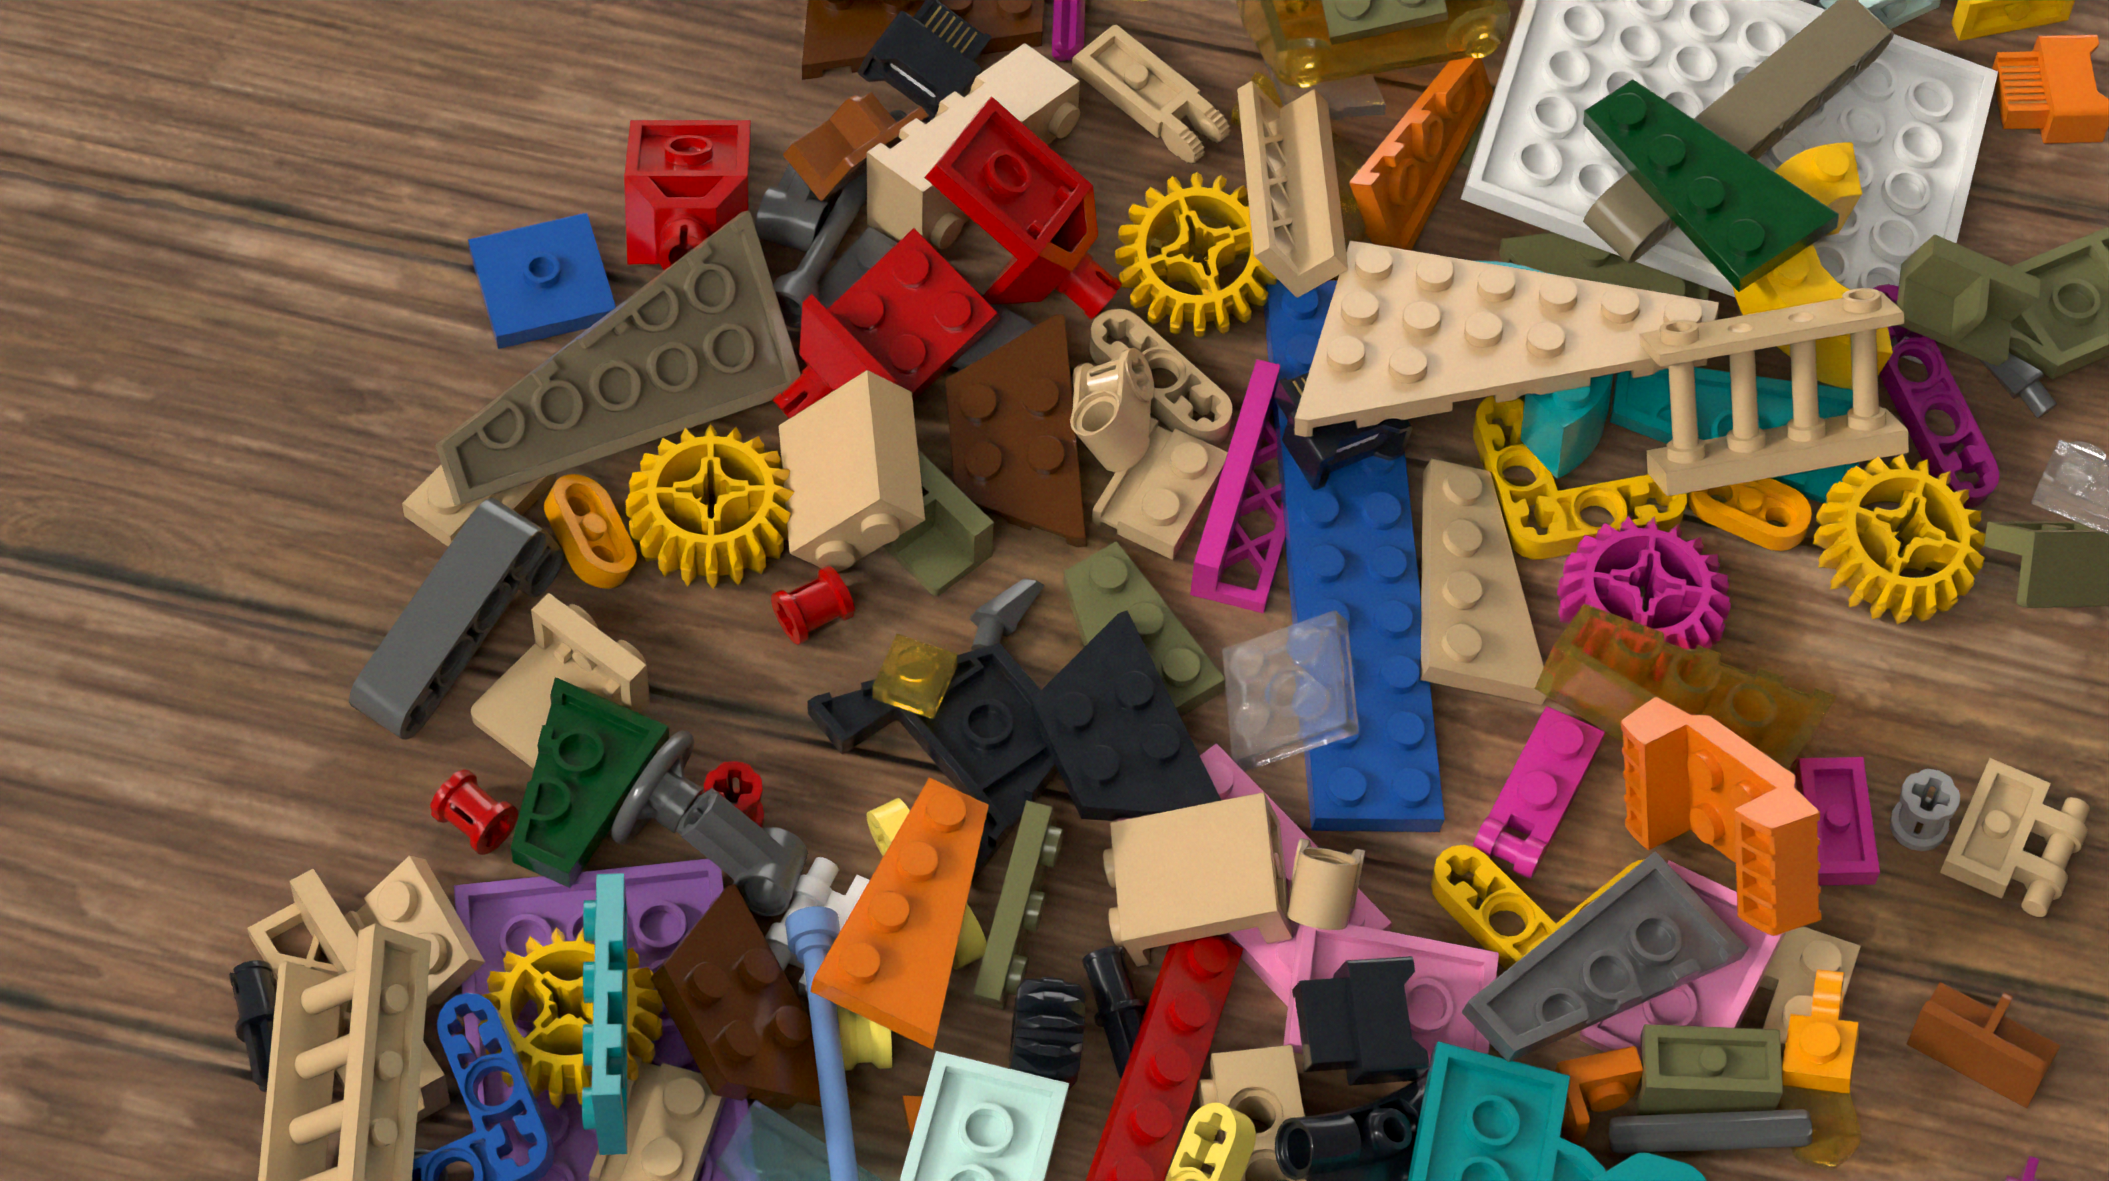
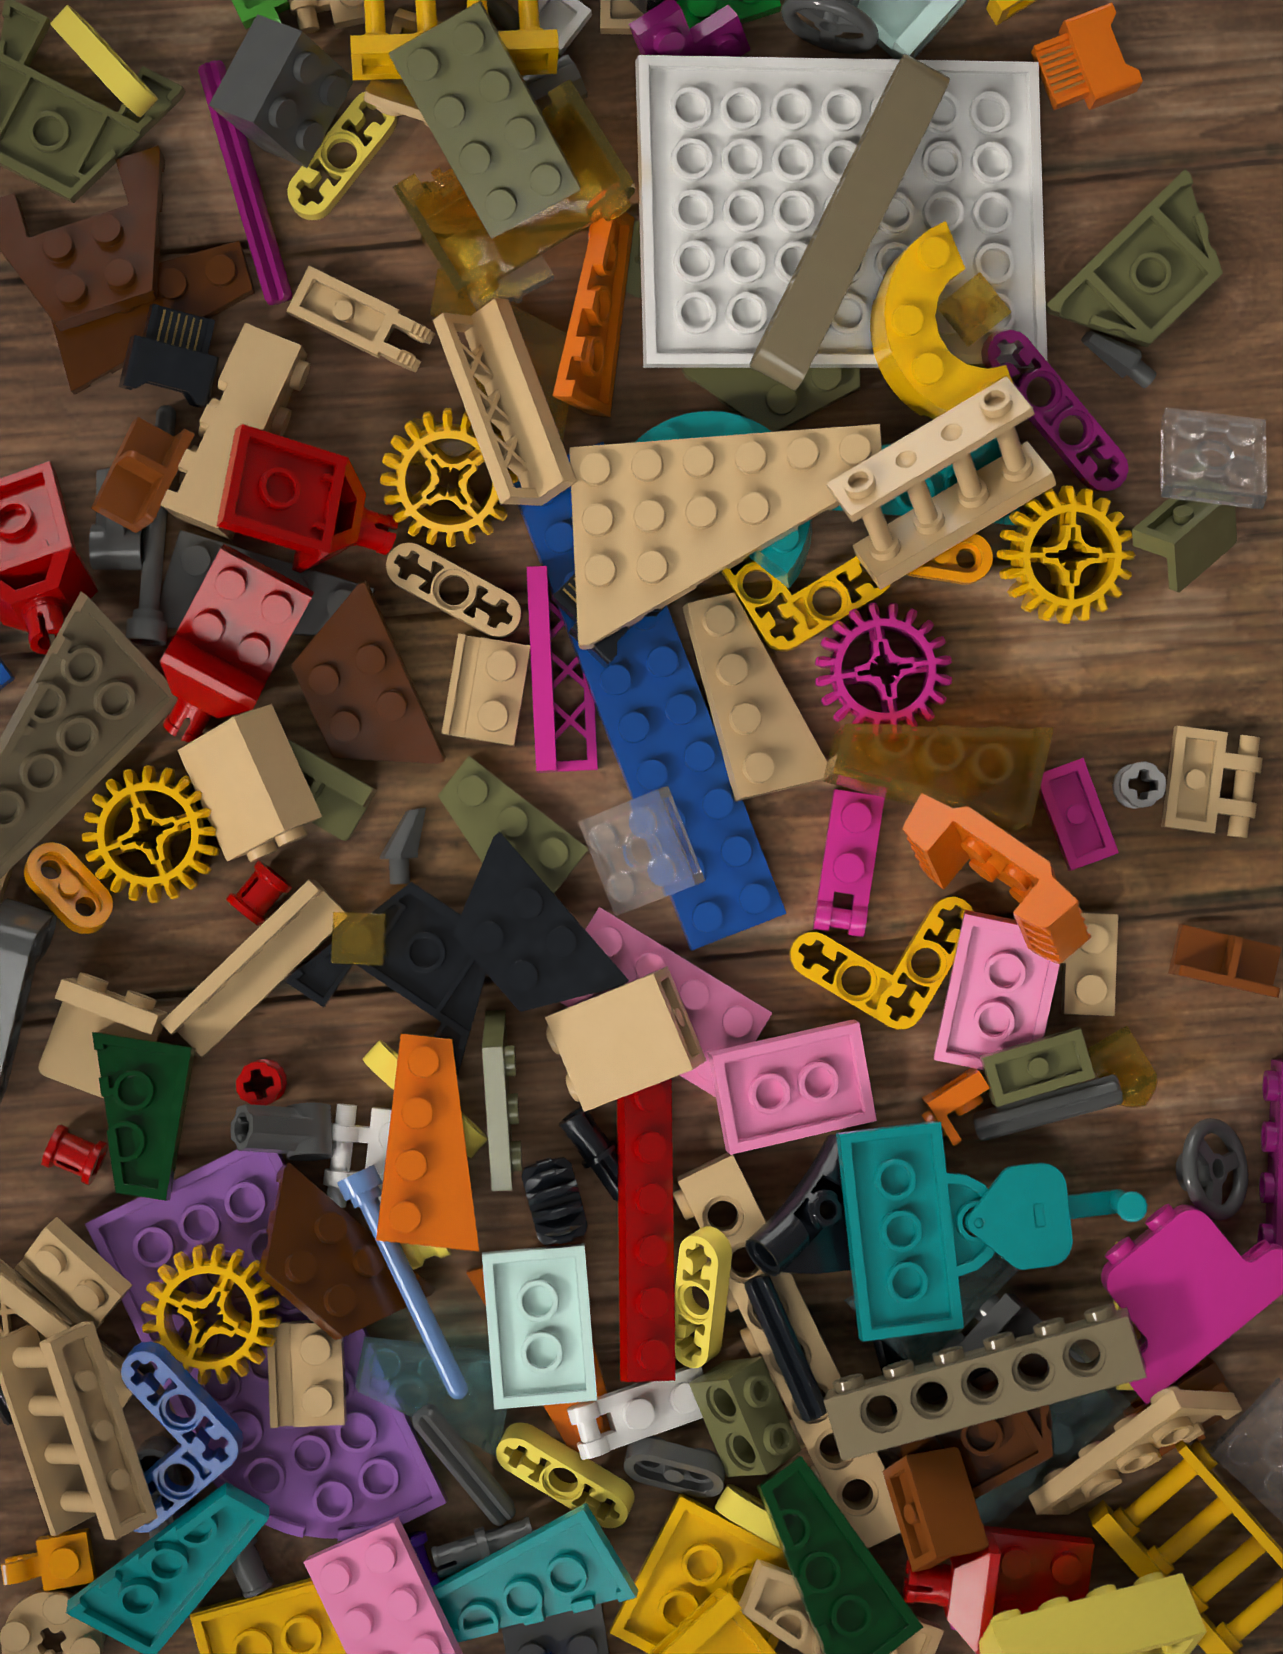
camera: 15 degrees left, 30 degrees up
(607, 1038) = (245, 1342): teal wing -> none
(659, 792) = (208, 1104): dark grey piece -> none
(778, 679) = (255, 968): none -> tan fence
(1114, 409) = (427, 646): tan piece -> none
(1324, 886) = (719, 1030): tan piece -> none
(1360, 1022) = (778, 1130): black piece -> none
(1609, 957) = (948, 1014): flat silver wing -> none
(1712, 190) = (851, 325): dark green wing -> none
(1821, 1046) = (1112, 1026): light orange plate -> none
(1859, 256) = (973, 309): none -> clear yellow plate
(1963, 298) = (1064, 328): olive panel -> none

